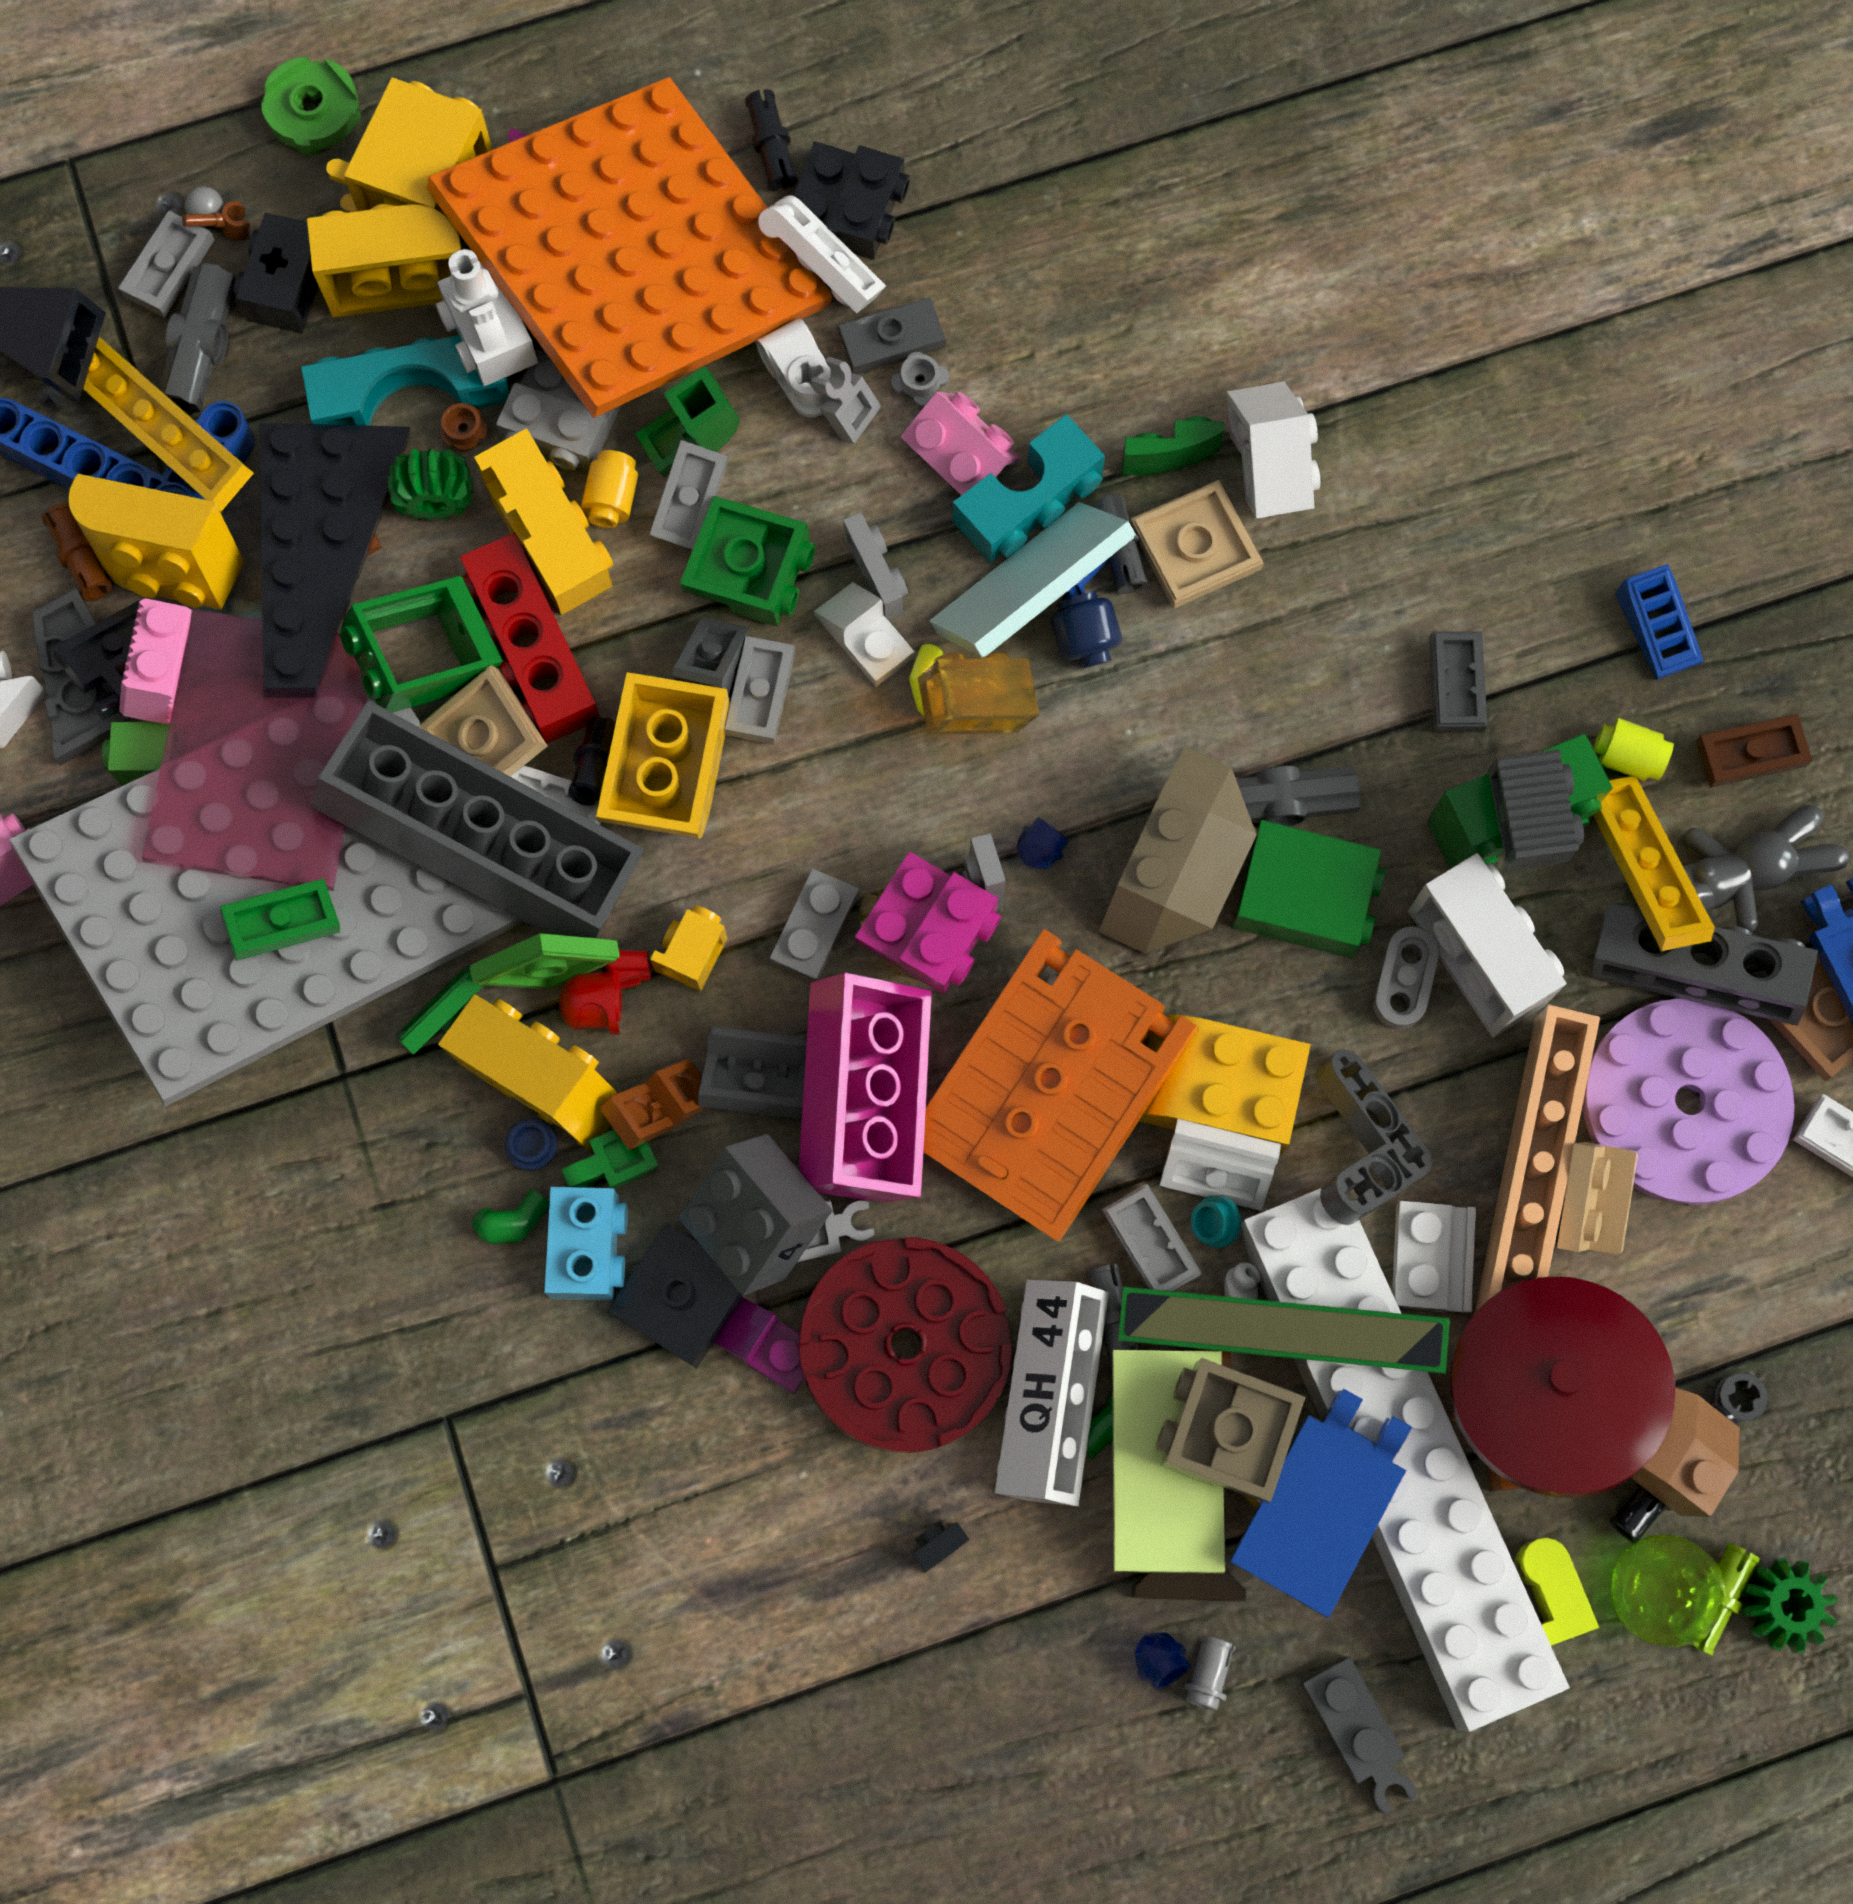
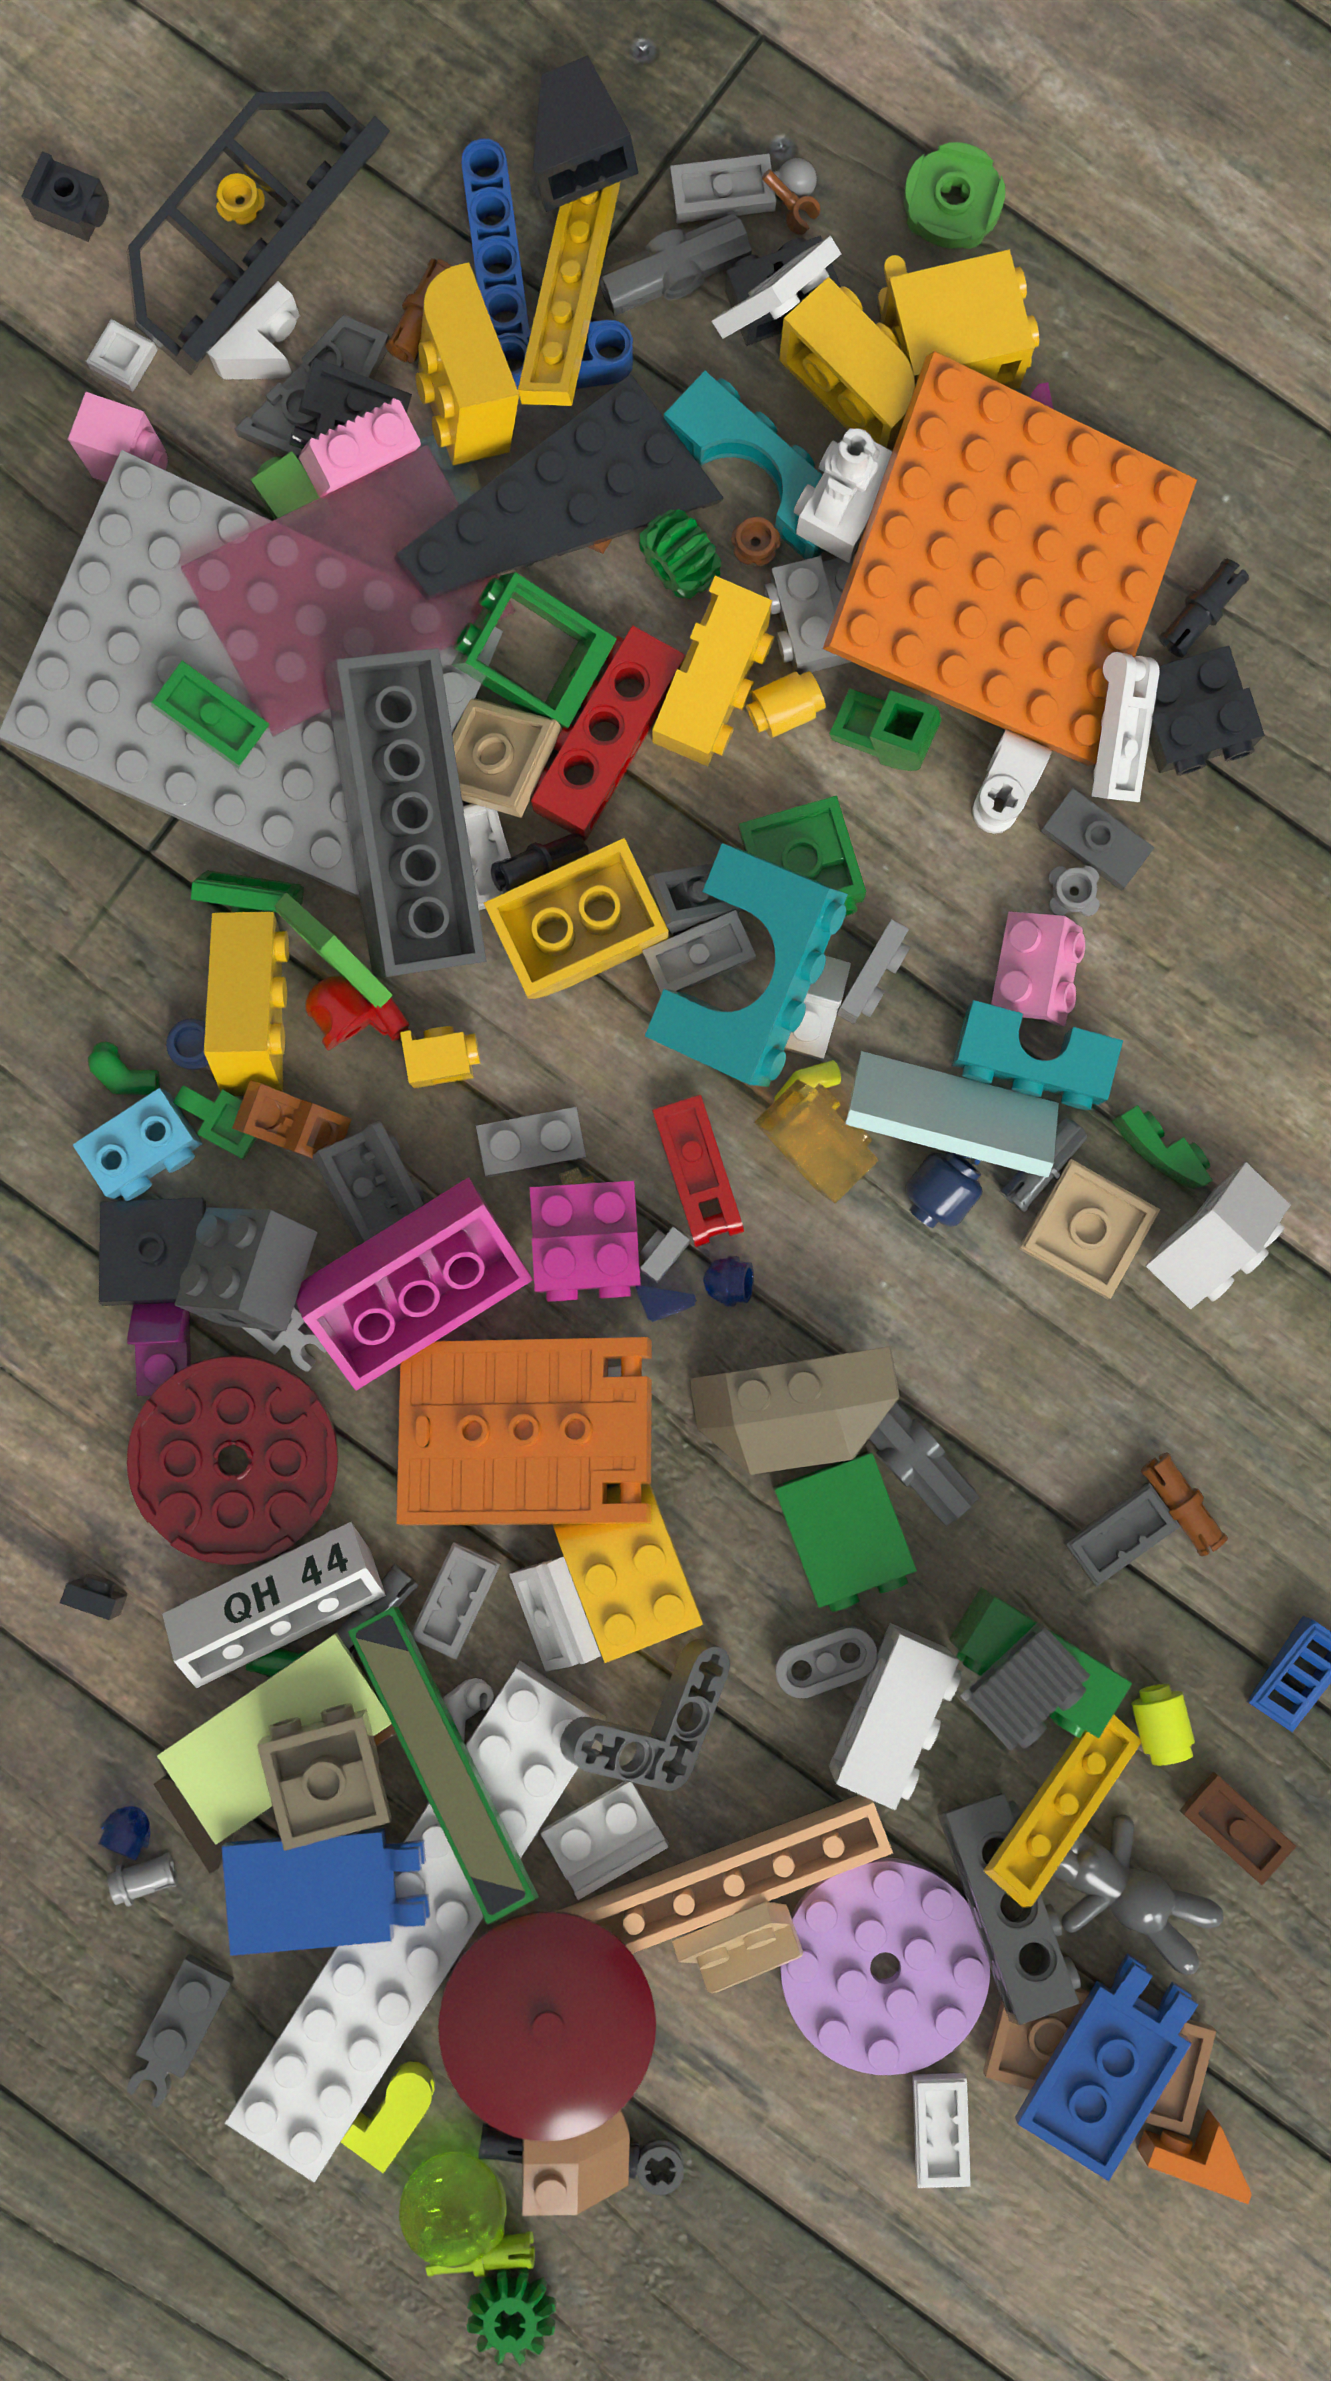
camera: 55 degrees right, 10 degrees up
(286, 263) = (779, 291): none -> white wing
(688, 494) = (826, 772): light grey plate -> none
(849, 400) = (1004, 846): light grey plate -> none
(860, 685) = (800, 921): none -> teal arch
(930, 806) = (697, 1168): none -> red plate
(1021, 907) = (663, 1303): none -> clear blue slope
(1216, 1221) = (508, 1641): teal plate -> none
(1466, 617) = (1184, 1504): none -> dark orange pin

